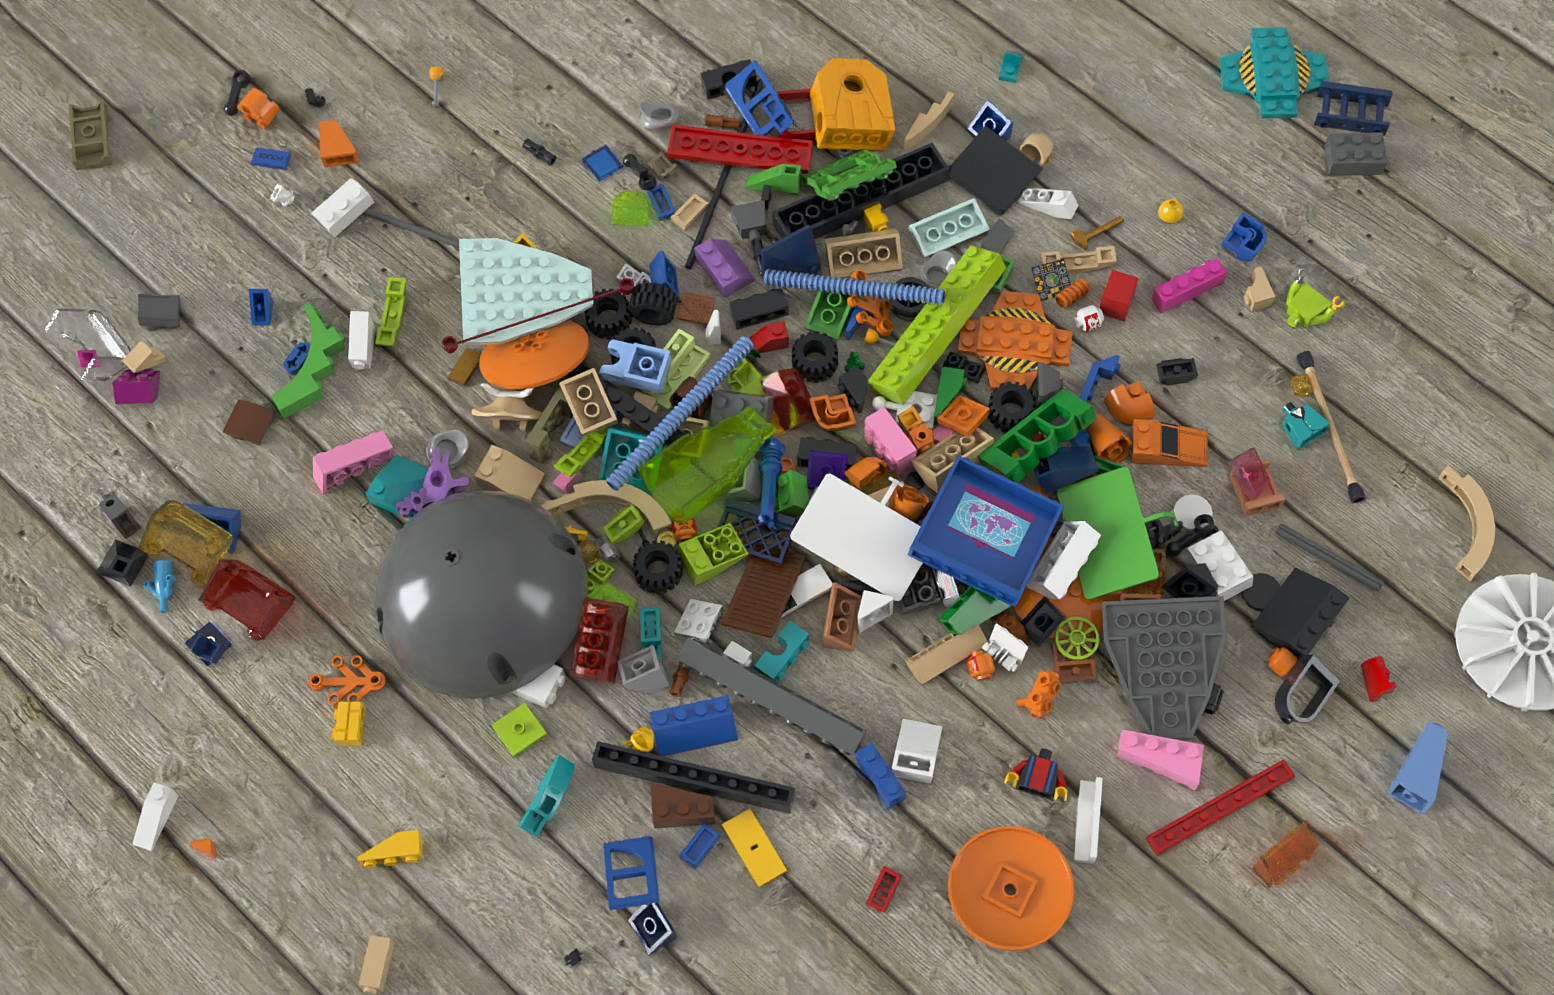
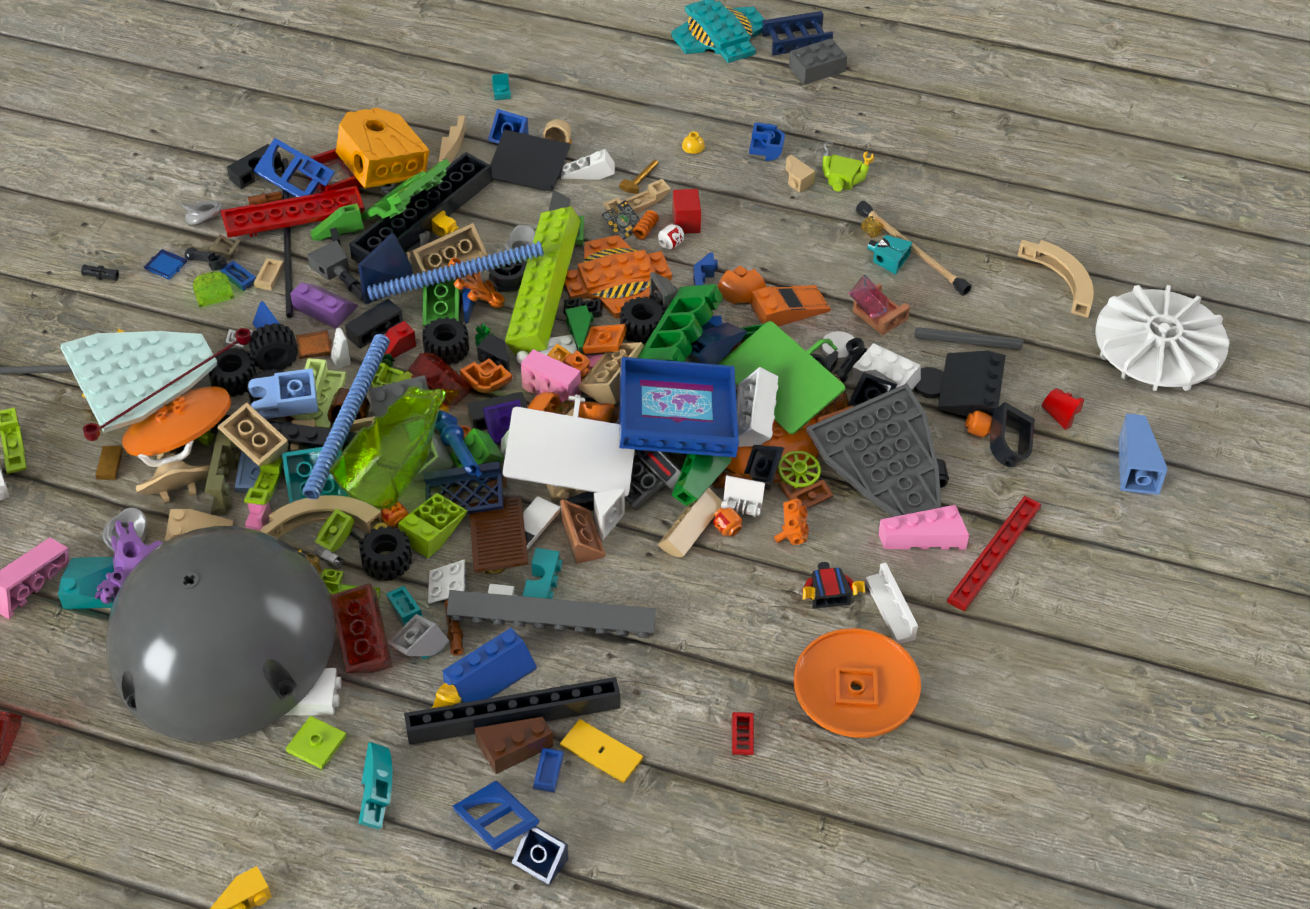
camera: 30 degrees left, 15 degrees down
(349, 724) = (134, 804): yellow brick -> none
(350, 681) = (116, 768): orange plant -> none
(872, 337) = (489, 311): light orange hinge -> none
(876, 768) = (702, 647): blue arch -> none
(916, 751) = (710, 611): white slope -> none
(948, 228) = (510, 212): light aqua slope -> none
(1108, 440) = (739, 313): orange cone -> none
(1177, 371) = (766, 250): black slope -> none
(1189, 285) = (739, 188): dark pink brick -> none
(1287, 855) = (1073, 562): clear orange slope -> none

